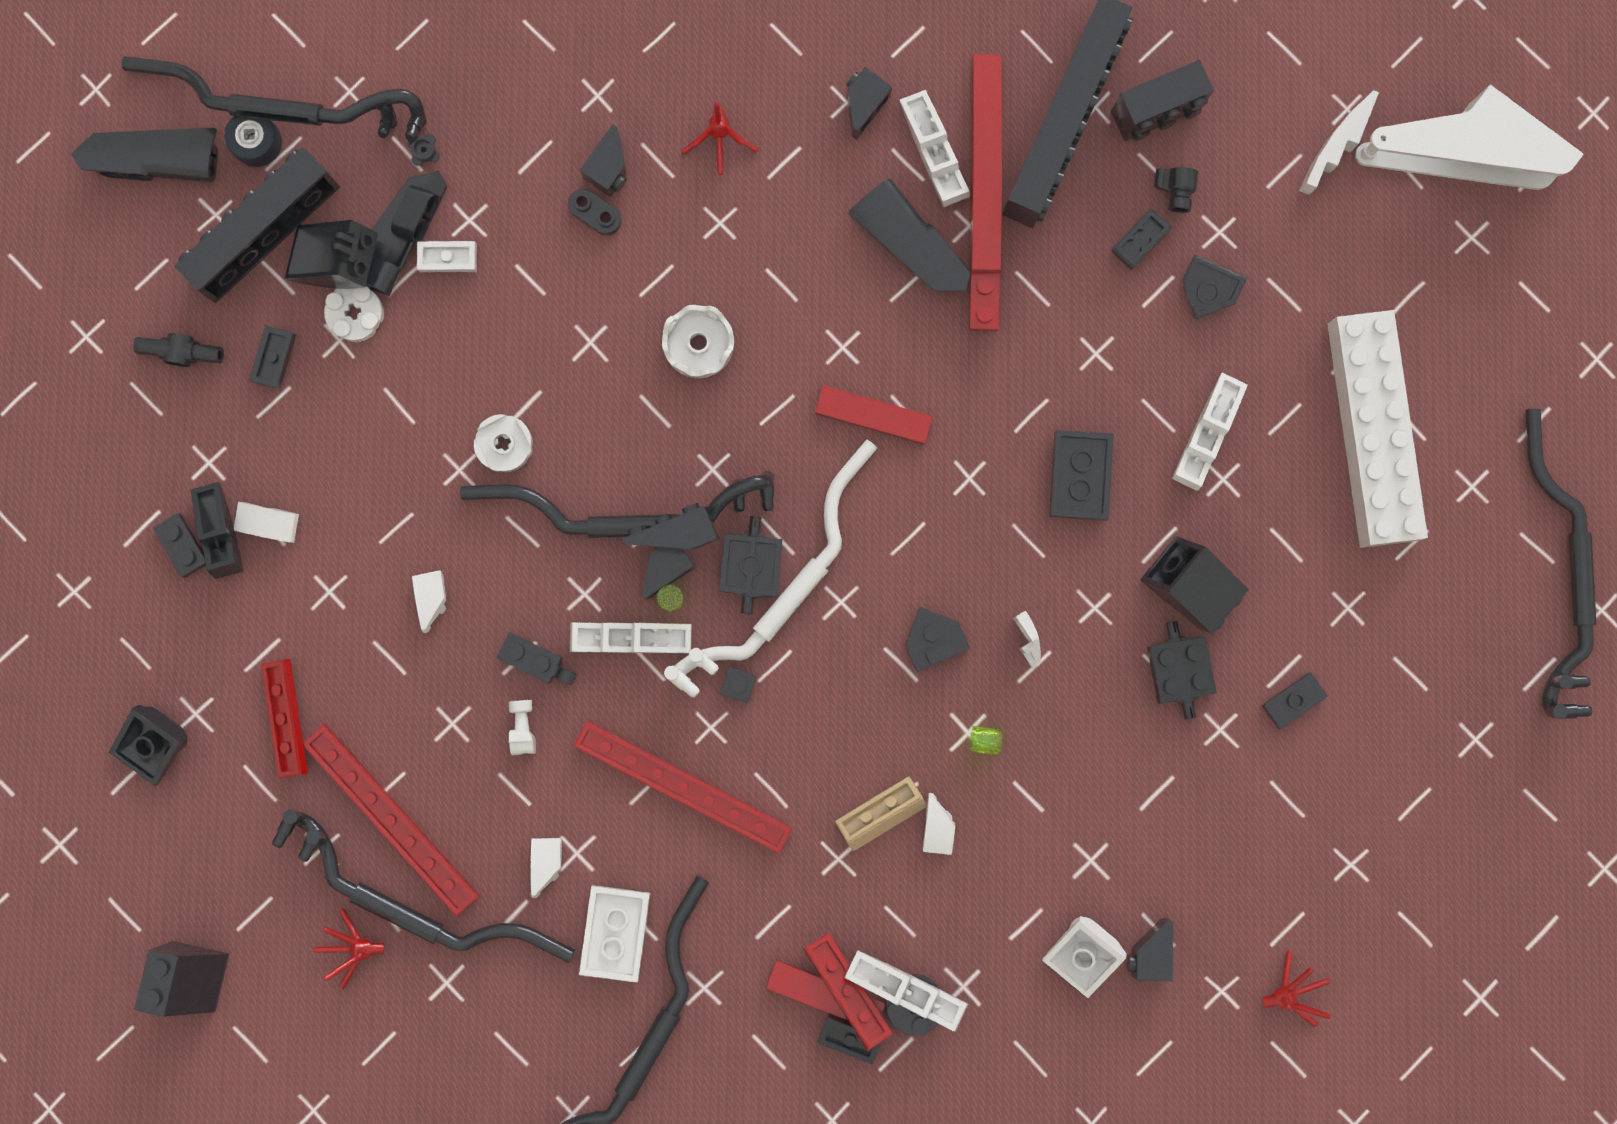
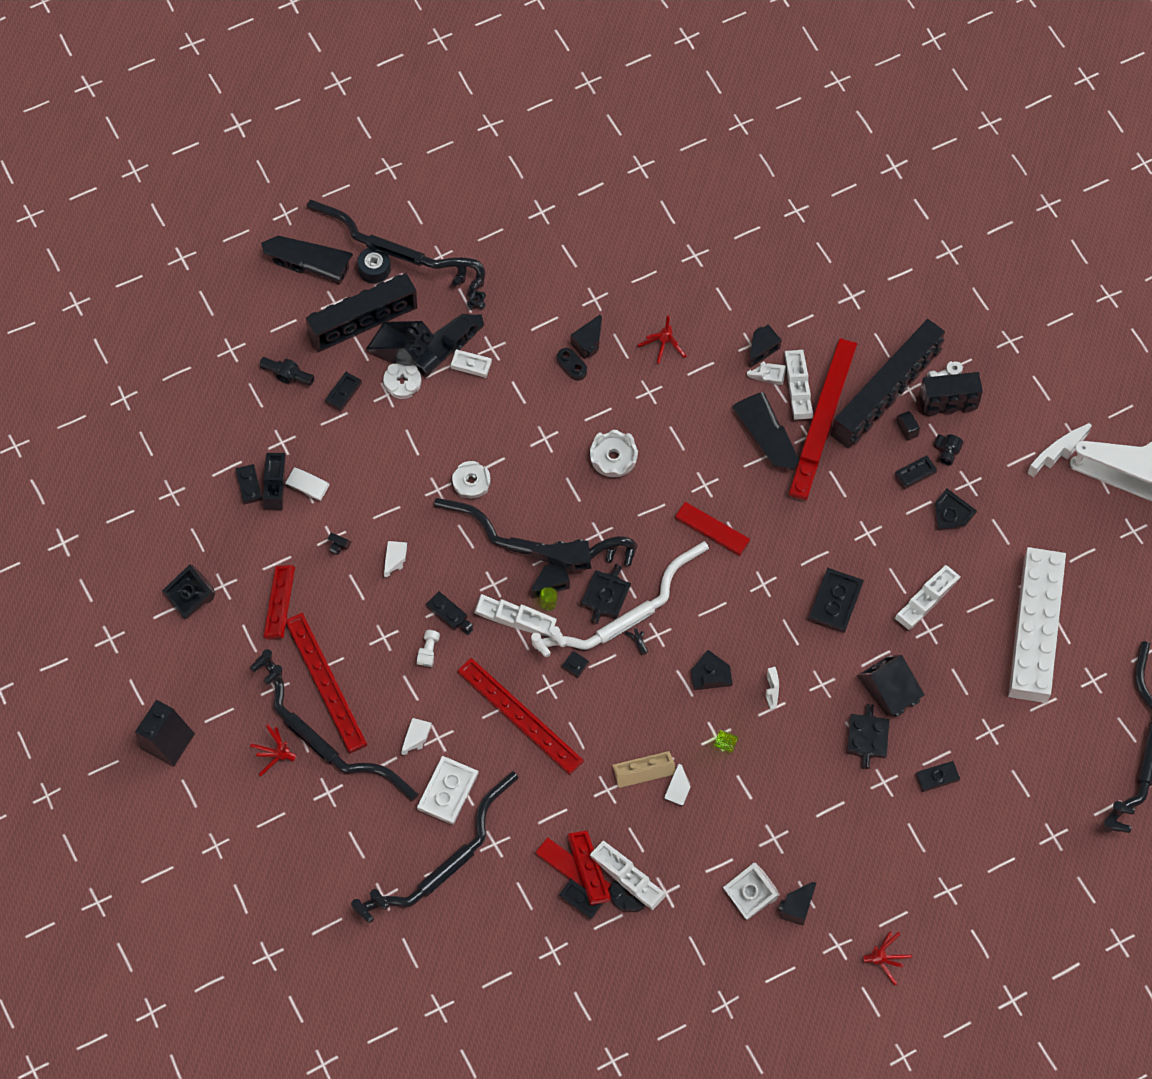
camera: 20 degrees right, 20 degrees down
(340, 600) = (338, 542): none -> black tile
(817, 621) = (638, 639): none -> black bar
(886, 142) = (768, 373): none -> white slope
(1111, 167) = (908, 425): none -> black piece
(1151, 62) = (952, 368): none -> white leg

